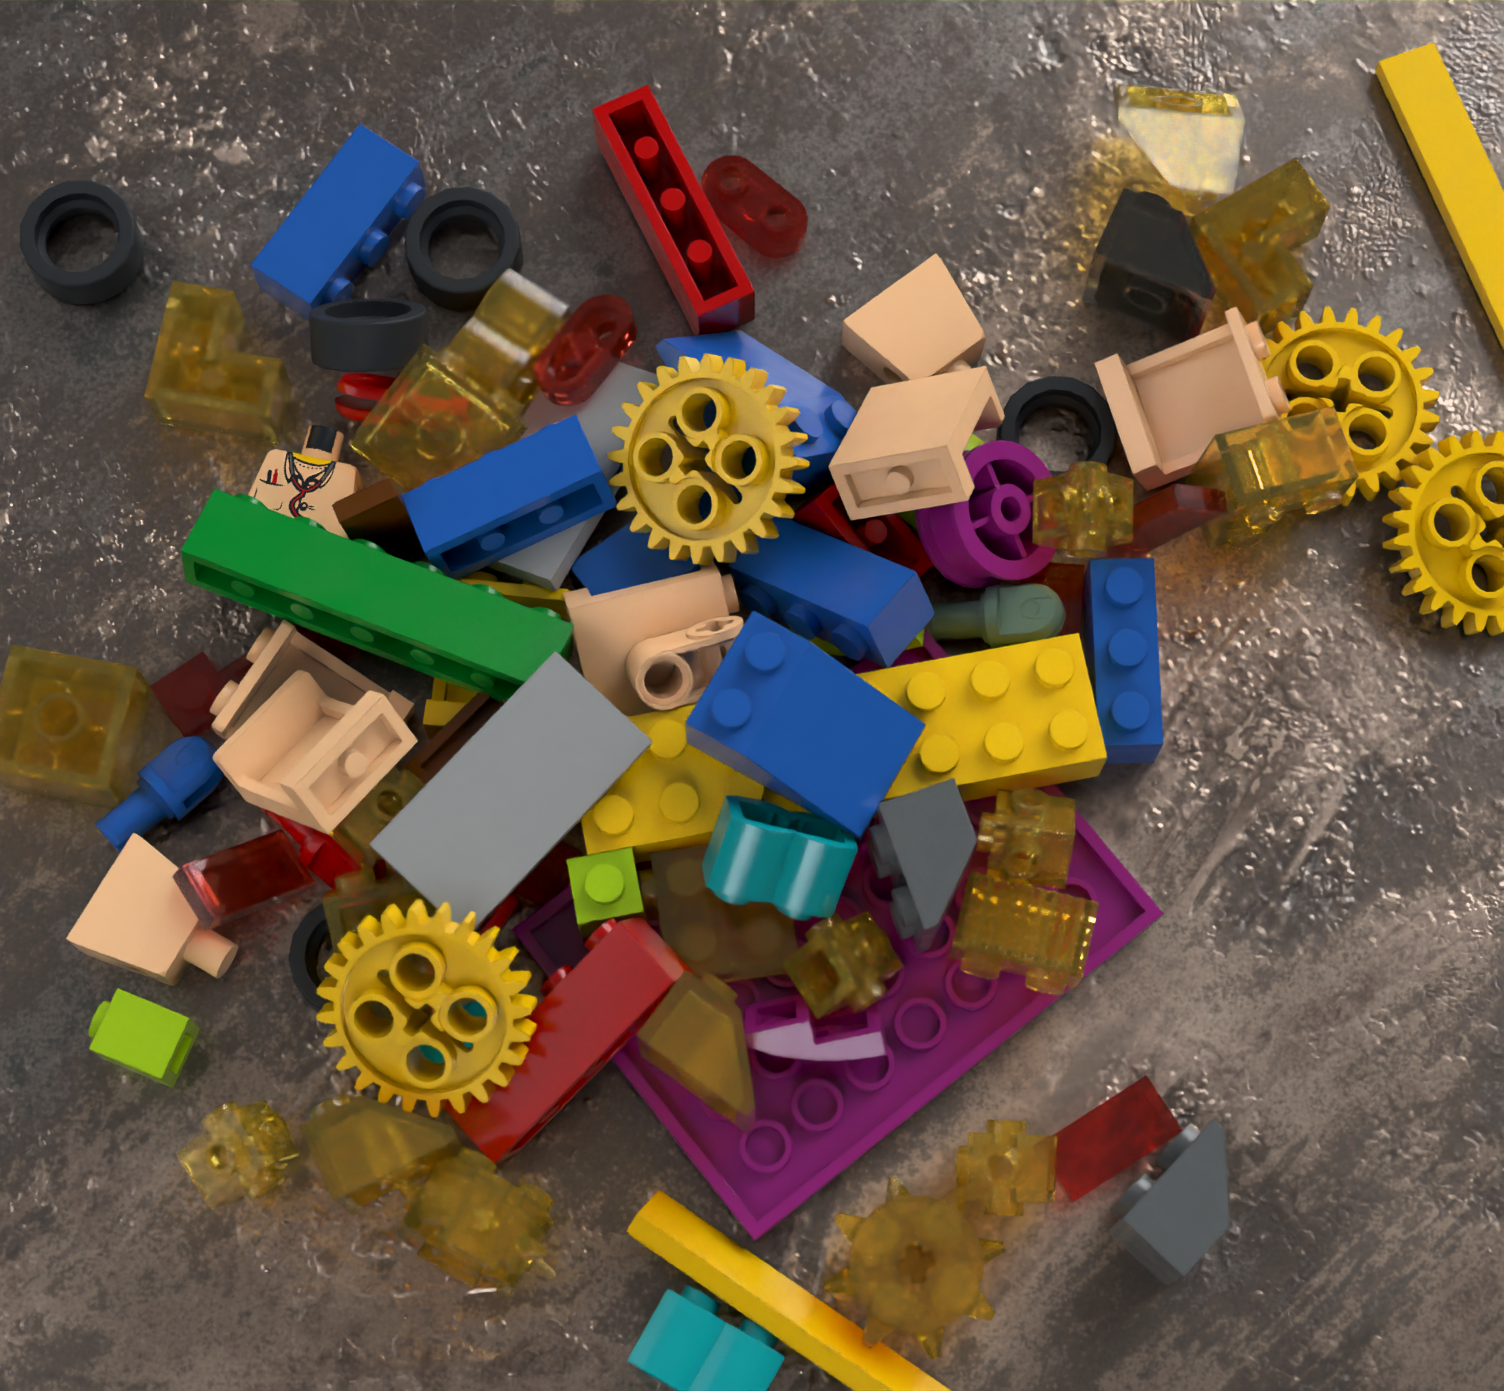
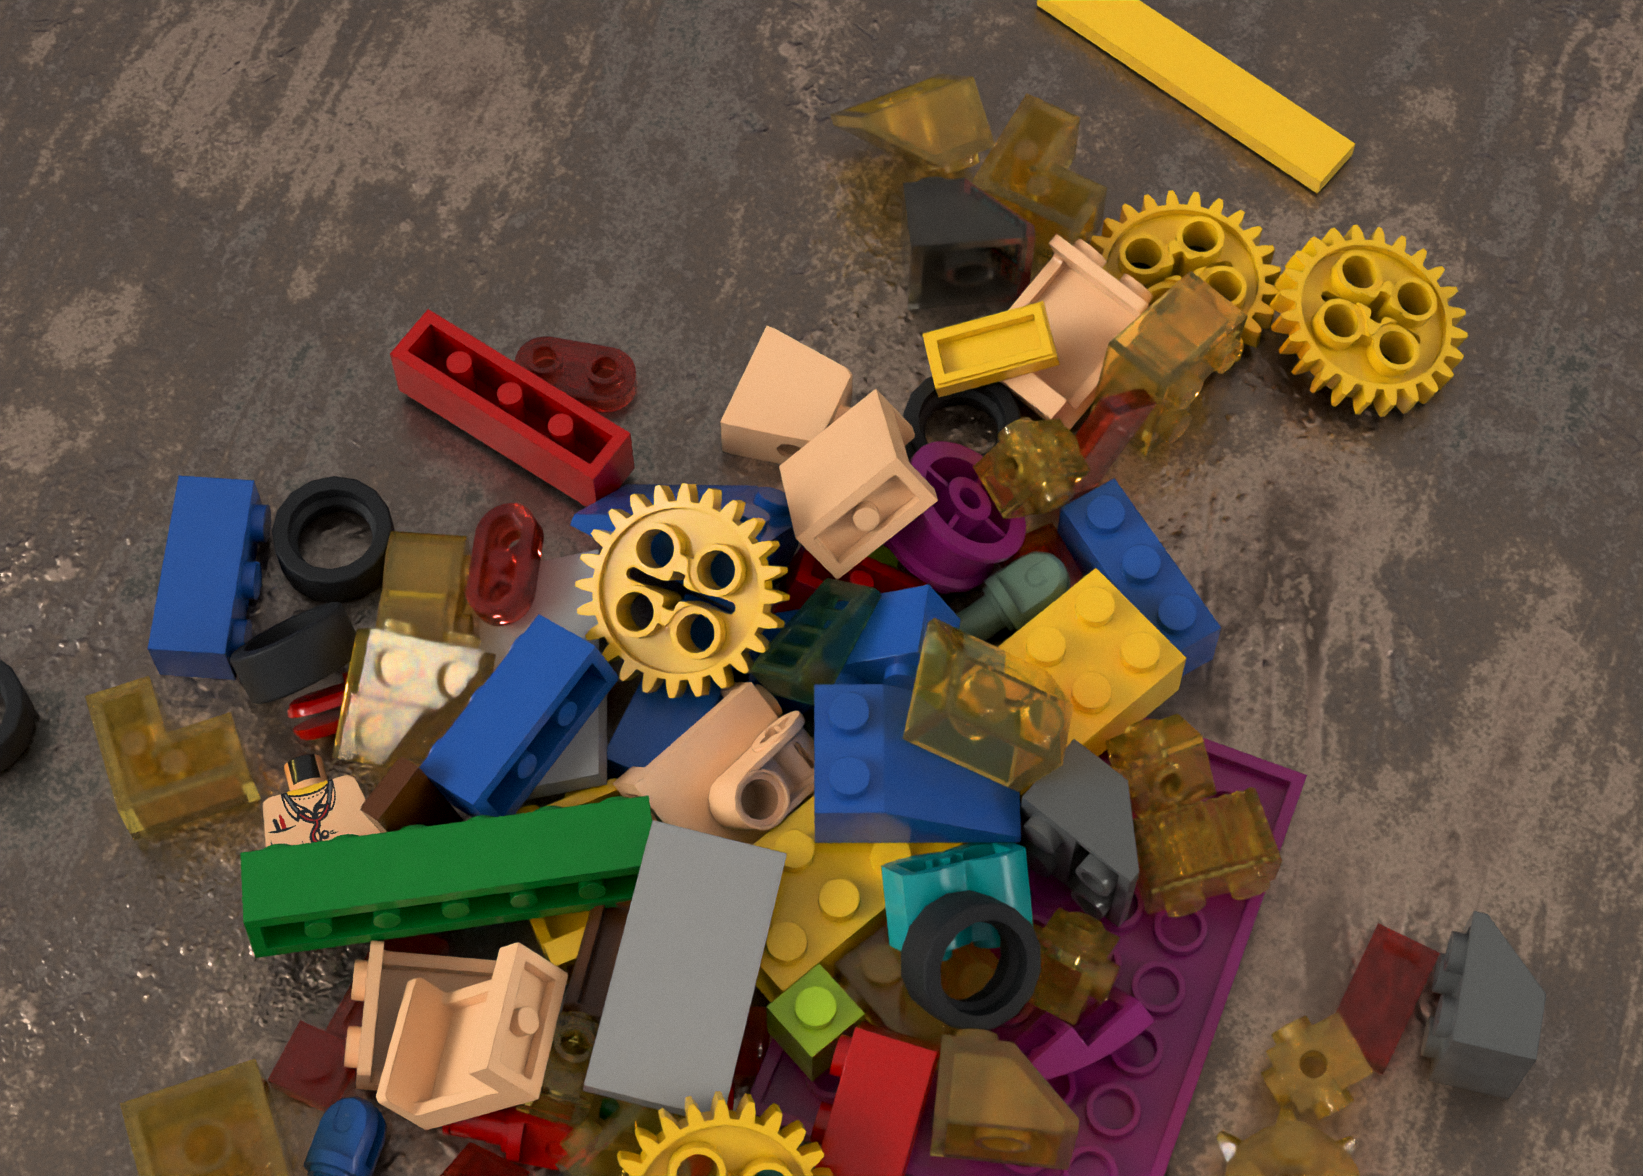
camera: 30 degrees left, 10 degrees down
(756, 963) = (1014, 975): none -> black tyre
(778, 573) = (812, 654): none -> clear green slope
(892, 708) = (986, 709): none -> clear yellow slope
(1117, 381) = (990, 349): none -> yellow tile

